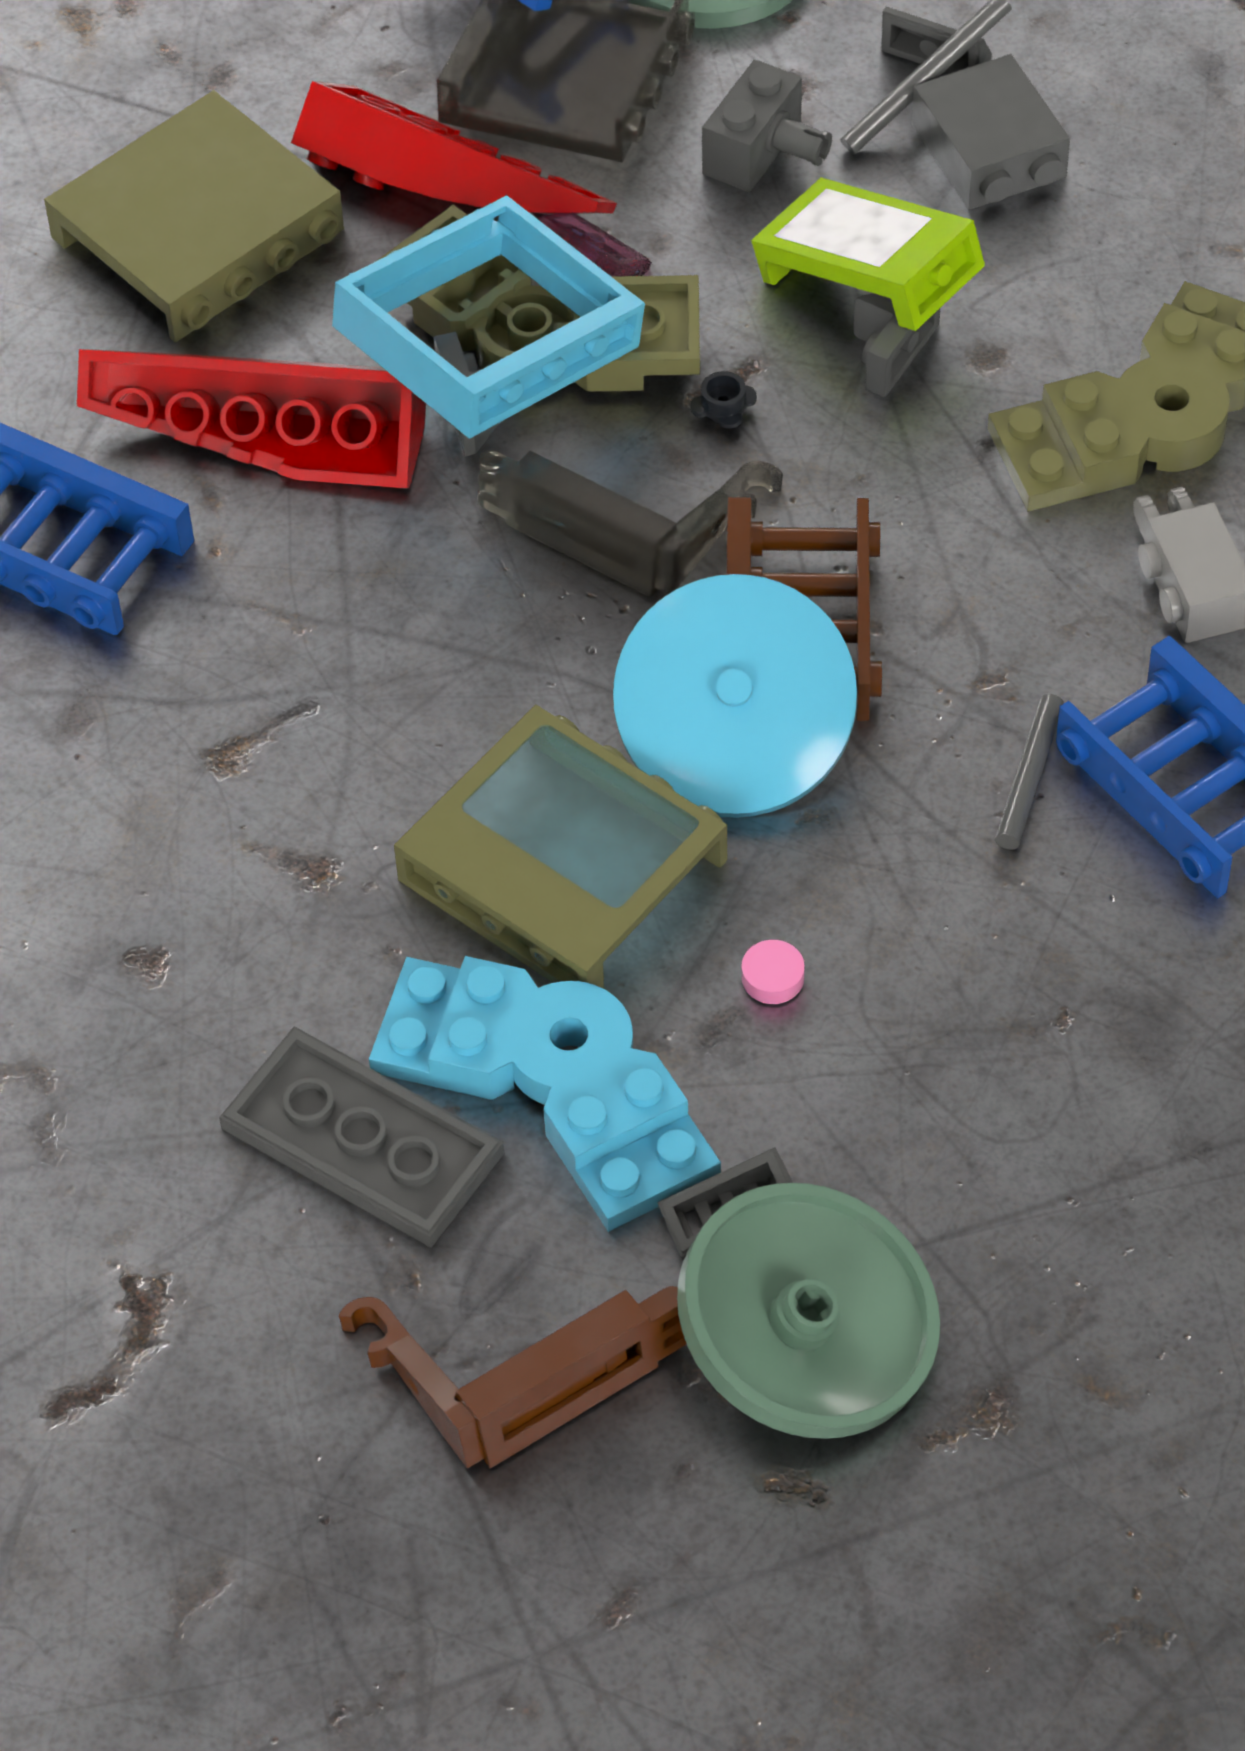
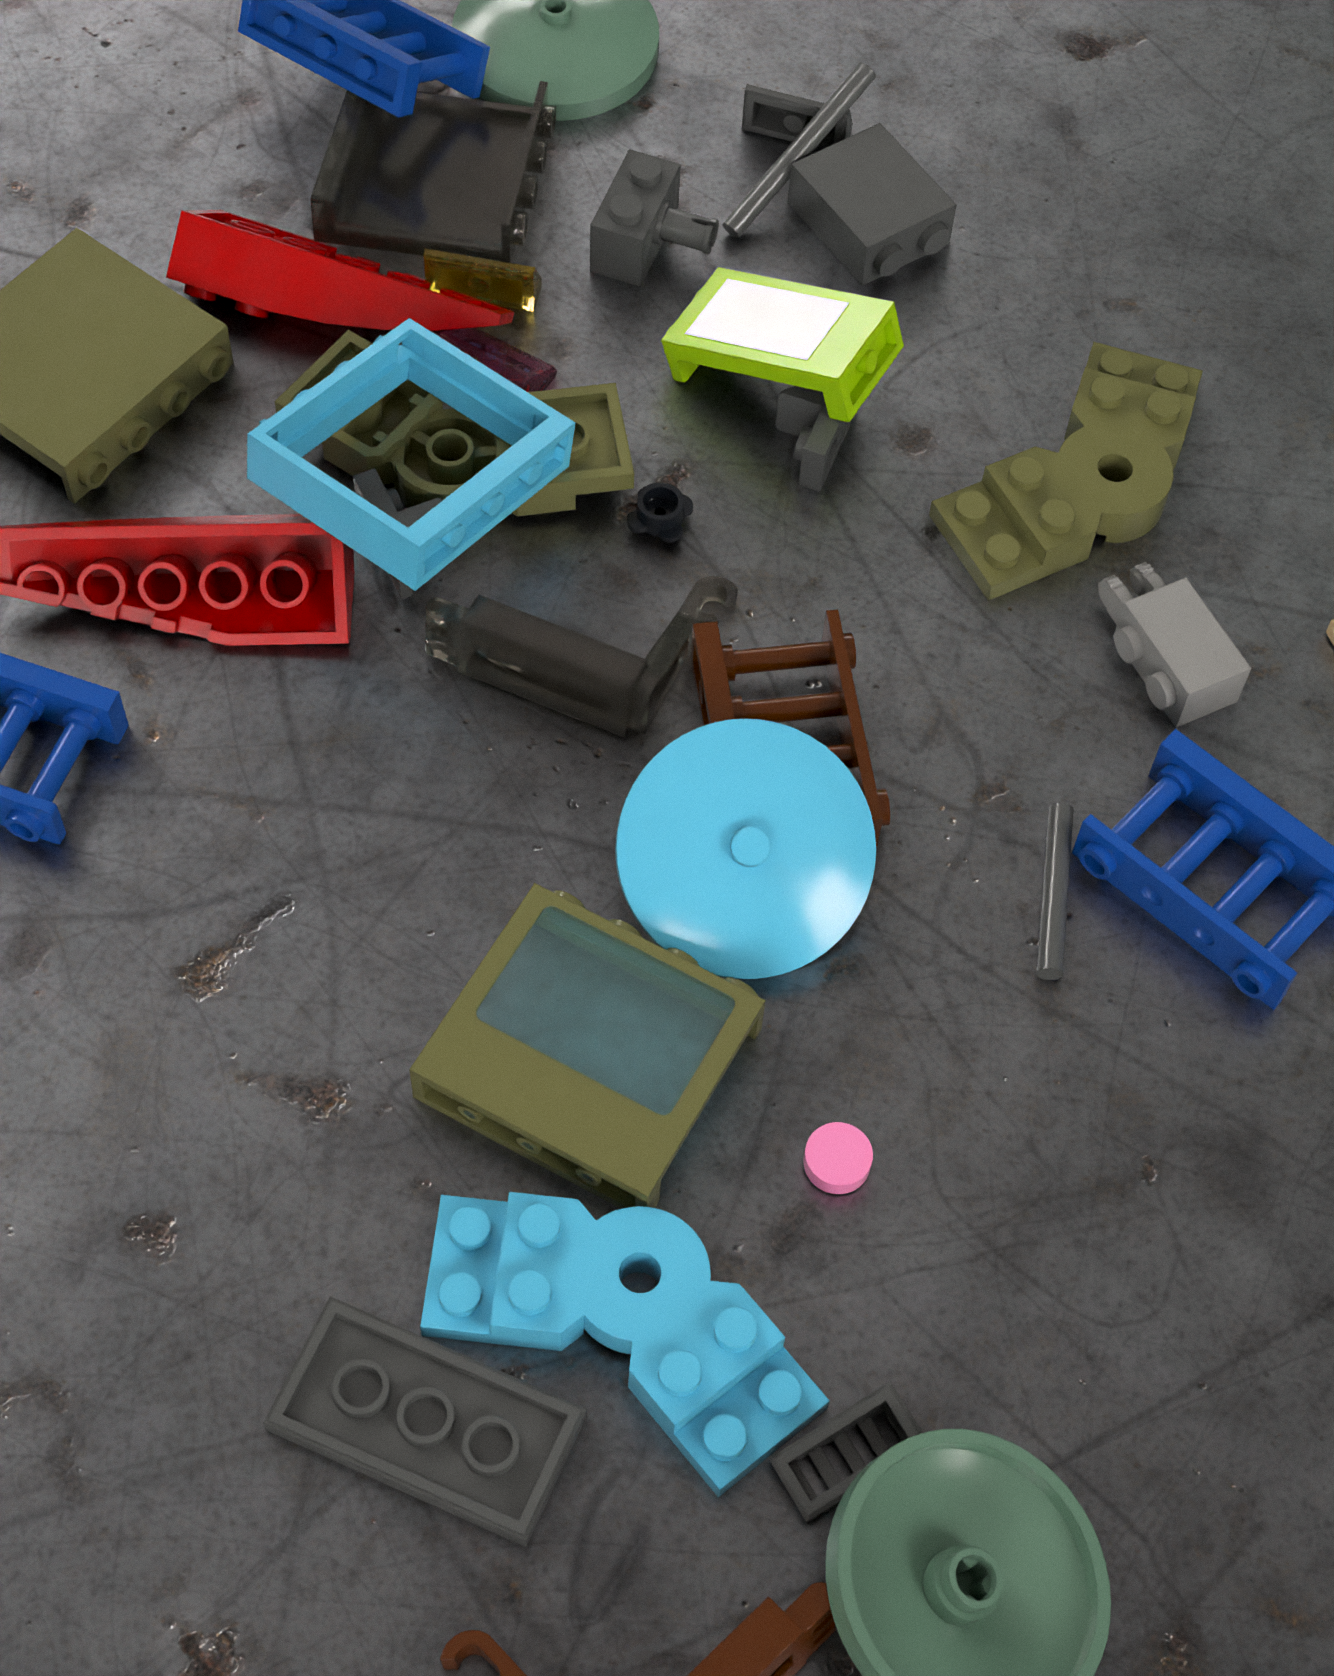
camera: 15 degrees left, 5 degrees up
(596, 171) = (484, 279): none -> clear yellow slope

